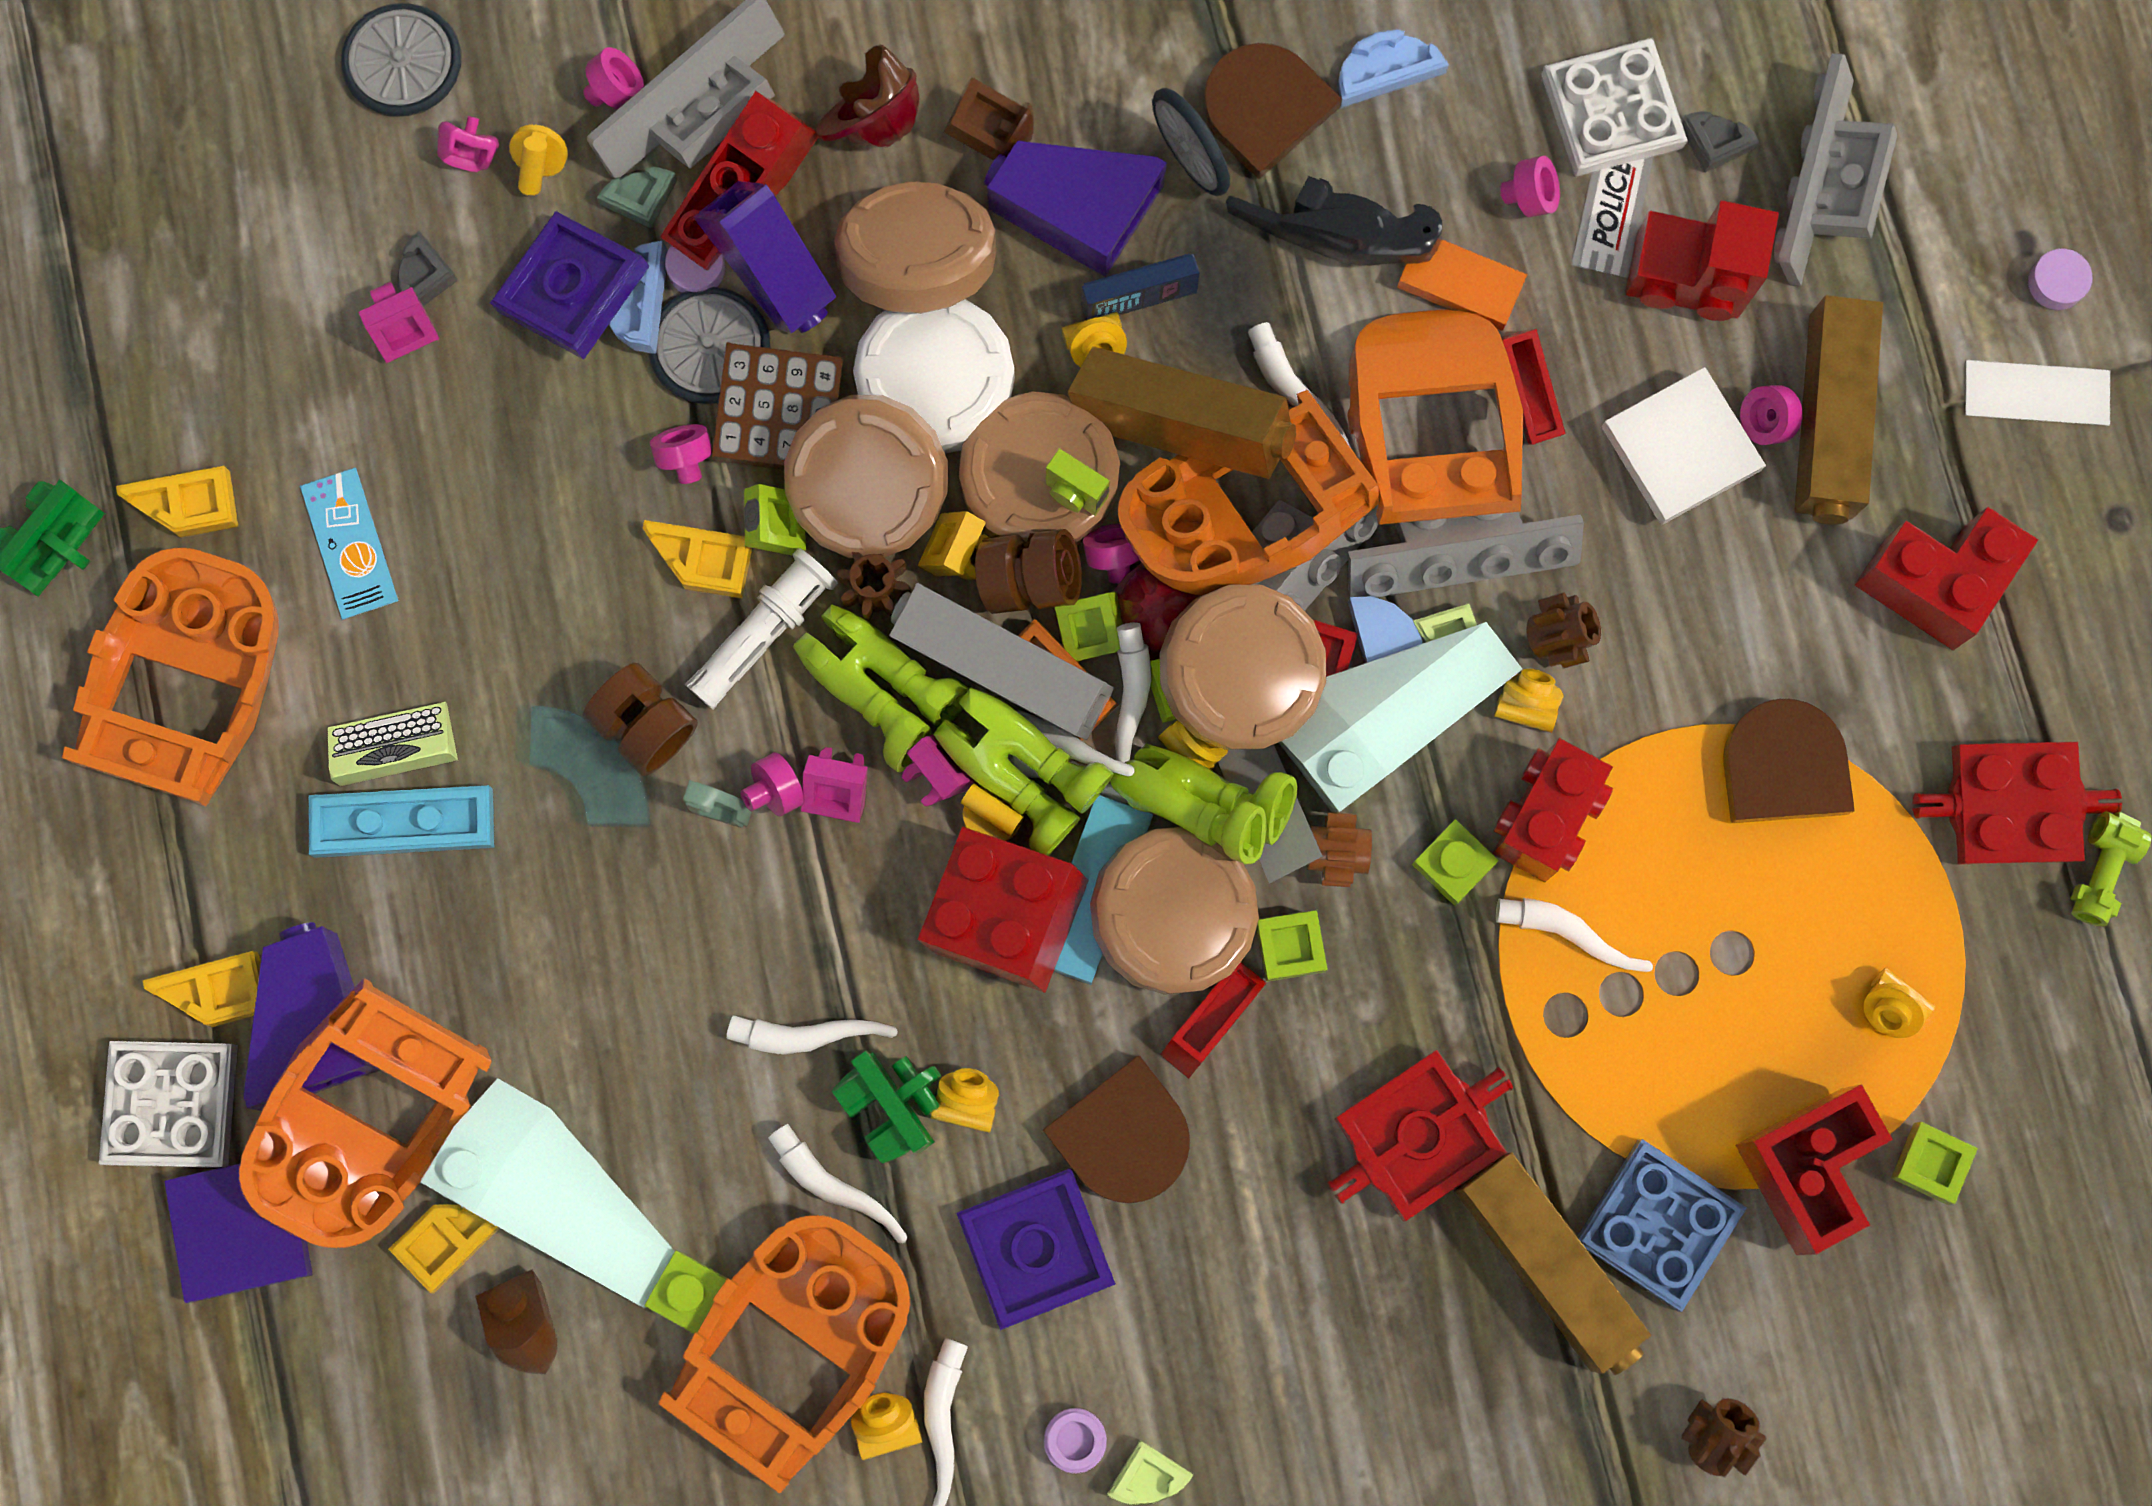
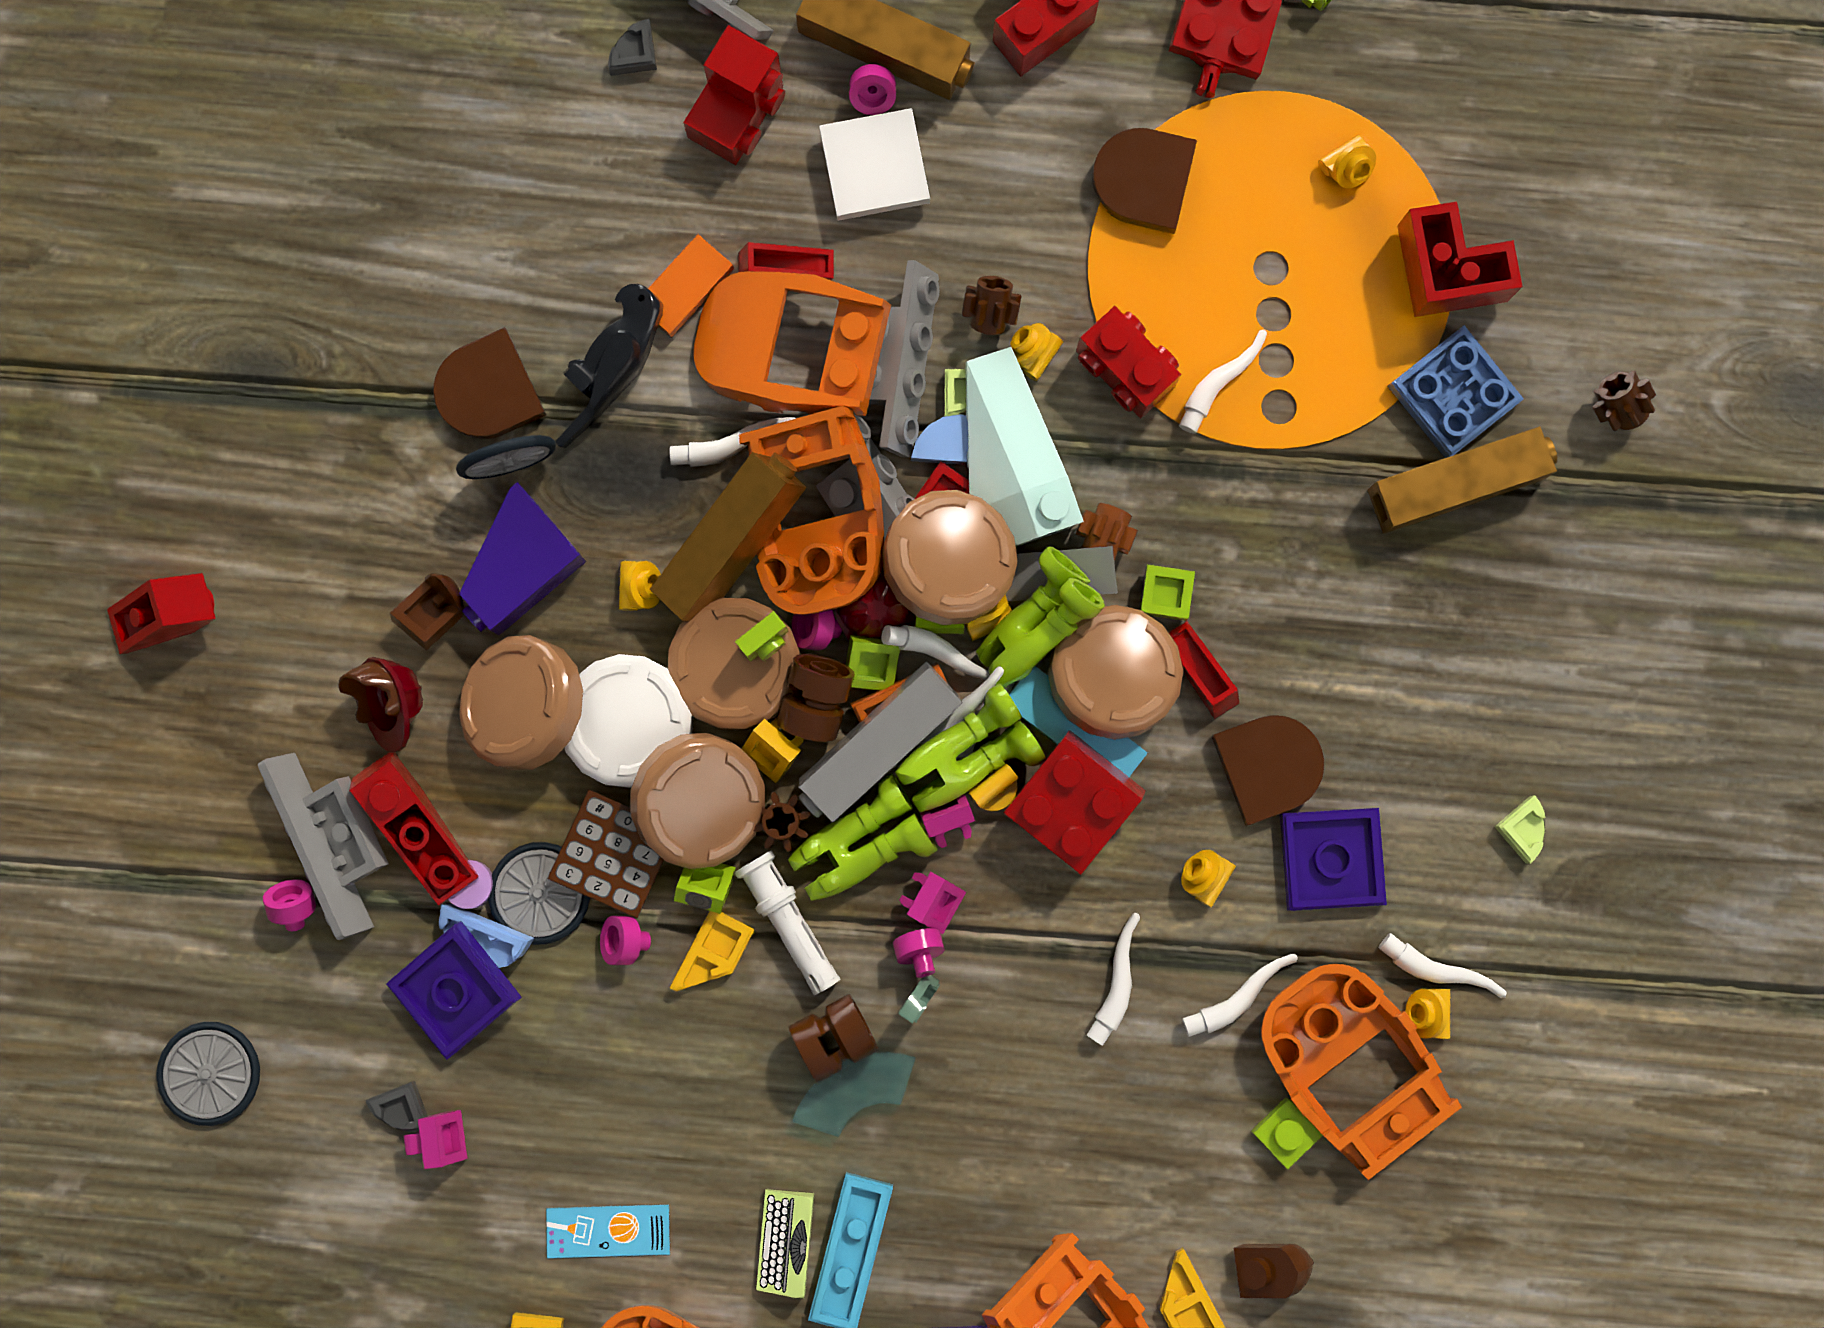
camera: 70 degrees left, 5 degrees up
(464, 147) = (305, 1040): dark pink piece -> none
(538, 154) = (331, 984): yellow plate -> none
(538, 1182) = (1172, 1224): light aqua wedge -> none
(639, 194) = (393, 911): sand green tile -> none
(767, 255) = (488, 823): dark purple slope -> none
(872, 1082) = (1173, 943): green hips -> none
(1075, 1440) = (1482, 874): lavender tile -> none
(1141, 287) = (609, 536): dark blue tile -> none
(1386, 64) = (485, 282): light blue tile -> none
(1420, 1135) = (1338, 544): red plate -> none
(1455, 862) = (1140, 448): lime plate -> none
(1533, 187) = (629, 204): dark pink tile -> none
(1612, 217) = (658, 147): sticker -> none
(1613, 107) = (581, 119): white tile -> none
(1934, 1163) = (1472, 178): lime plate -> none

